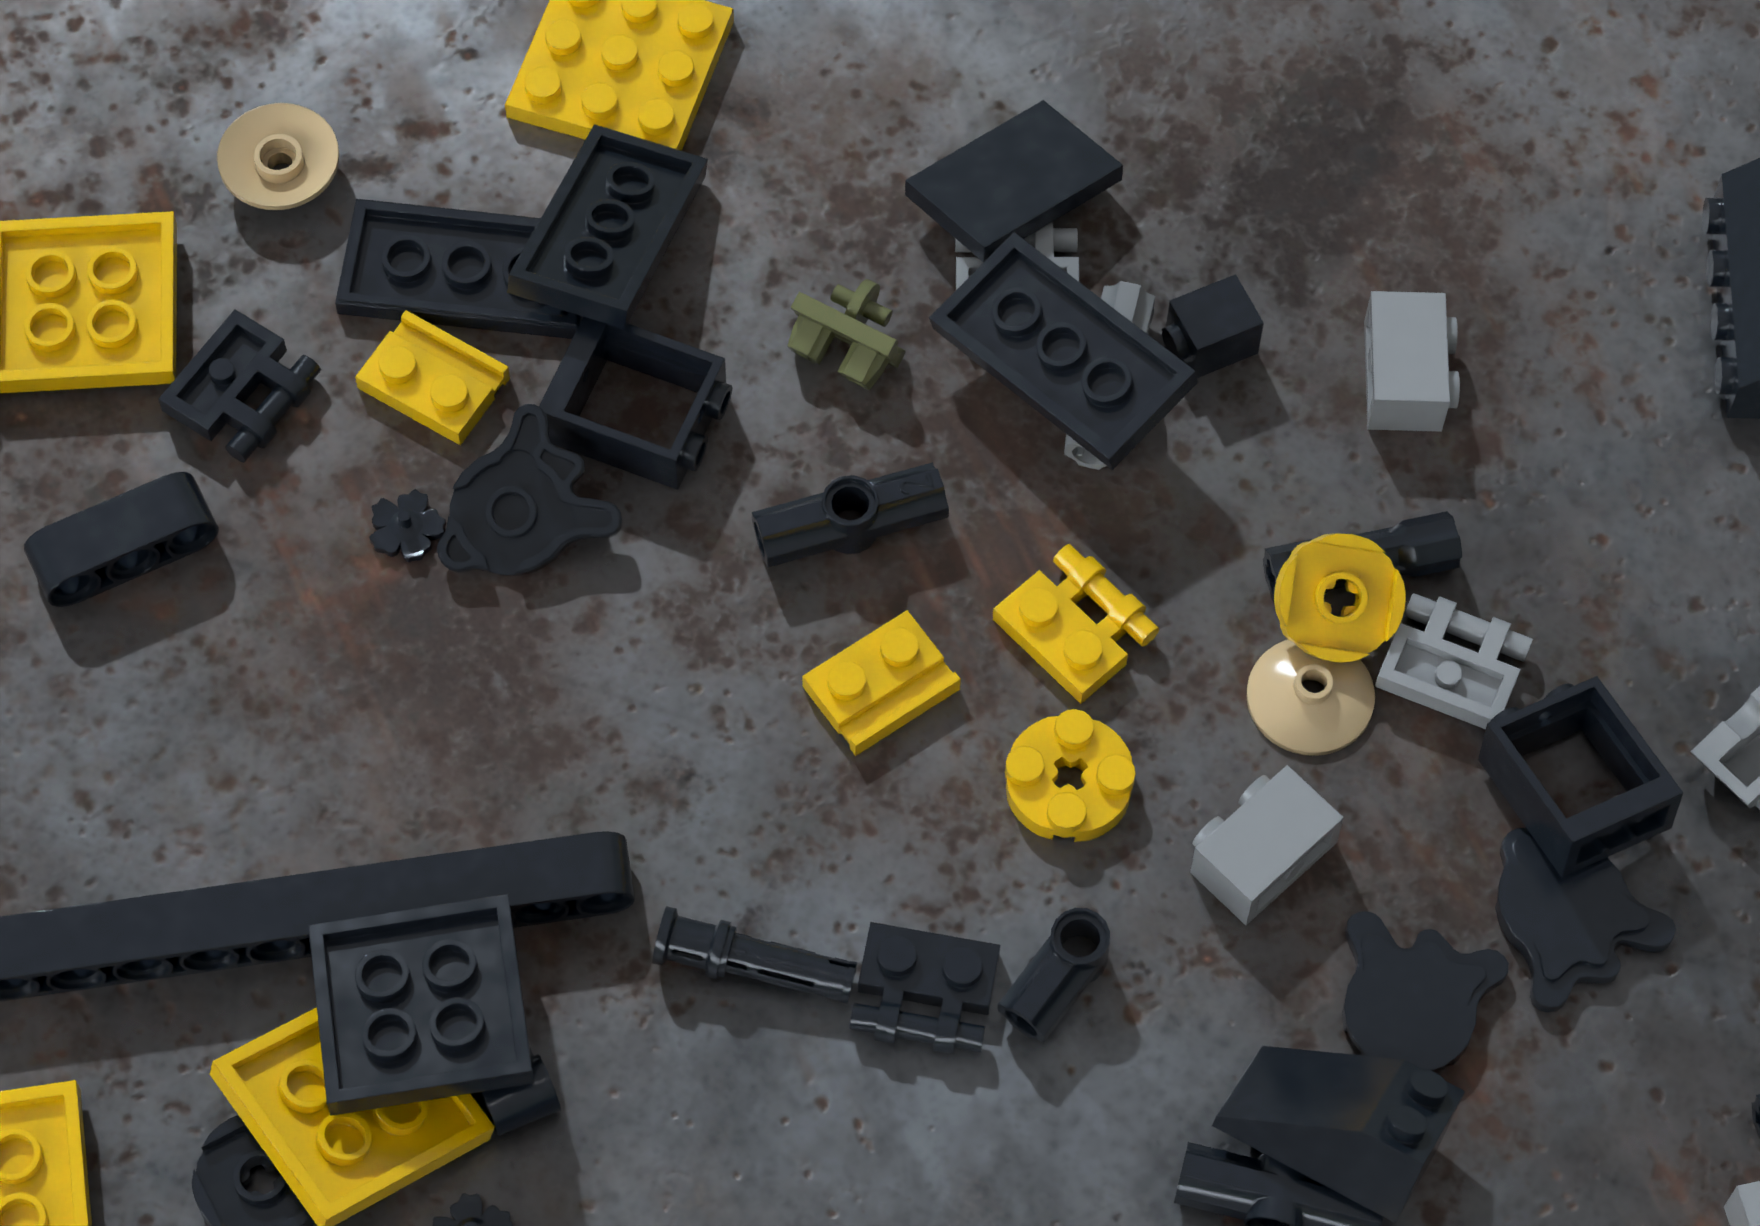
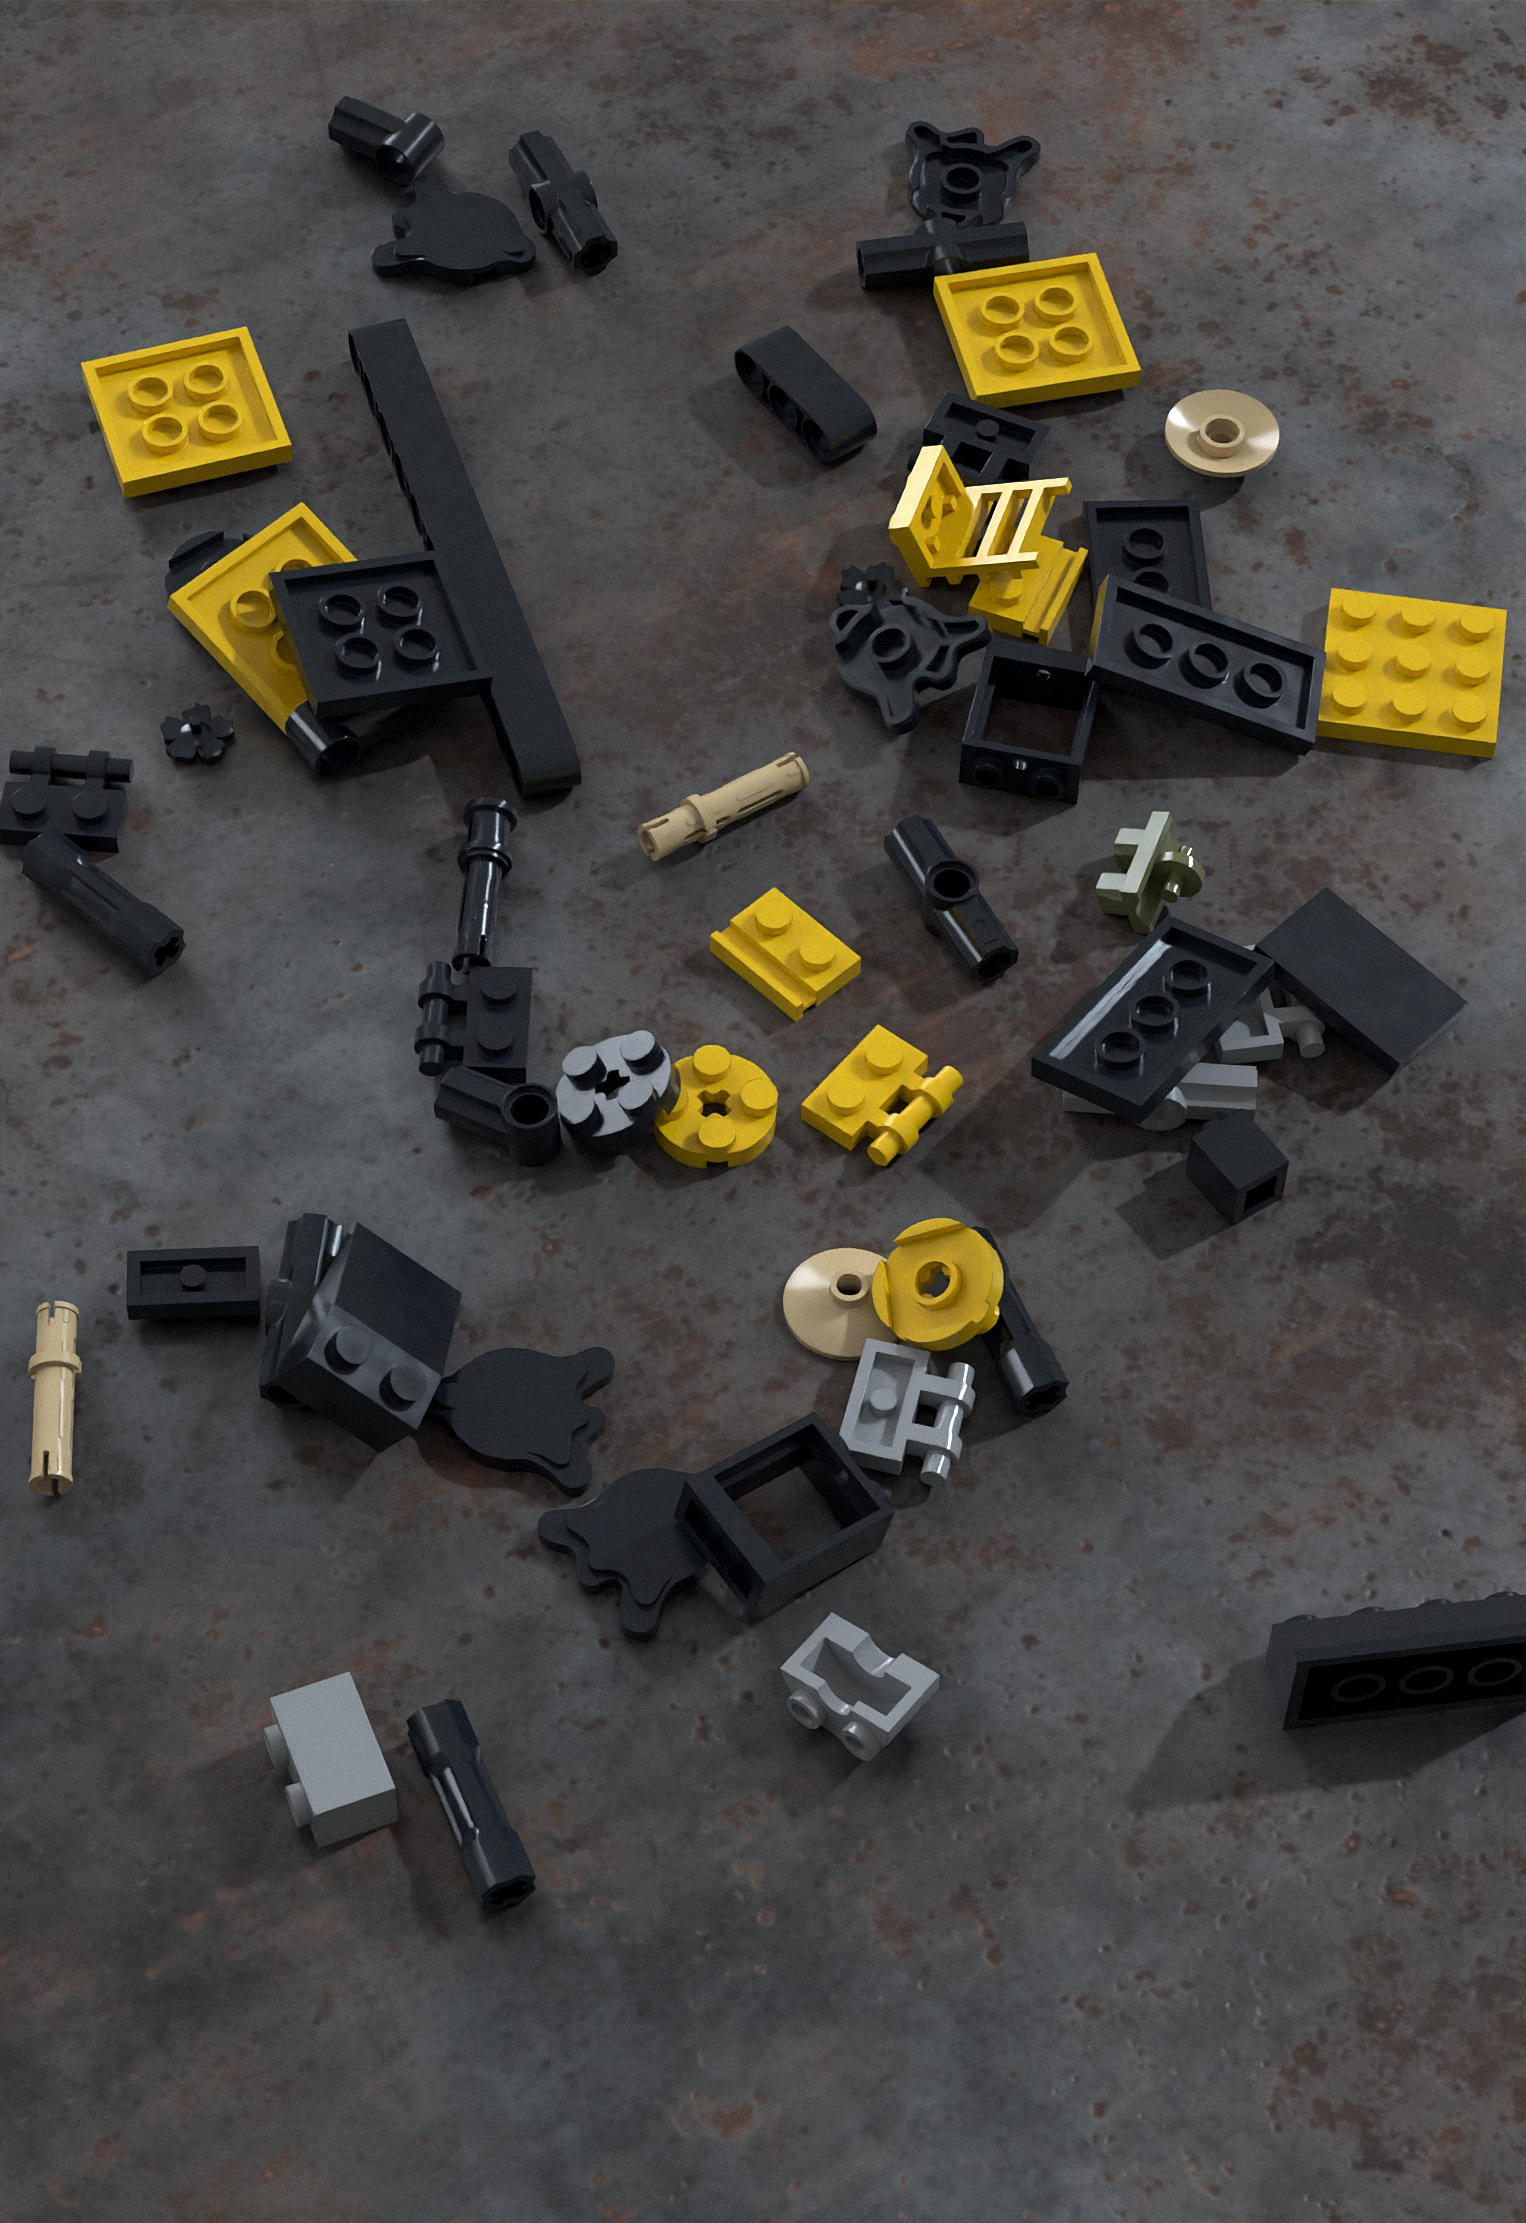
camera: 80 degrees right, 10 degrees down
(359, 437) = (943, 520): none -> yellow plate
(696, 730) = (704, 815): none -> tan pin
(1028, 828) = (594, 1072): none -> plate
(1264, 843) = (665, 1264): light grey brick -> none
(1408, 361) = (1241, 1338): light grey brick -> none

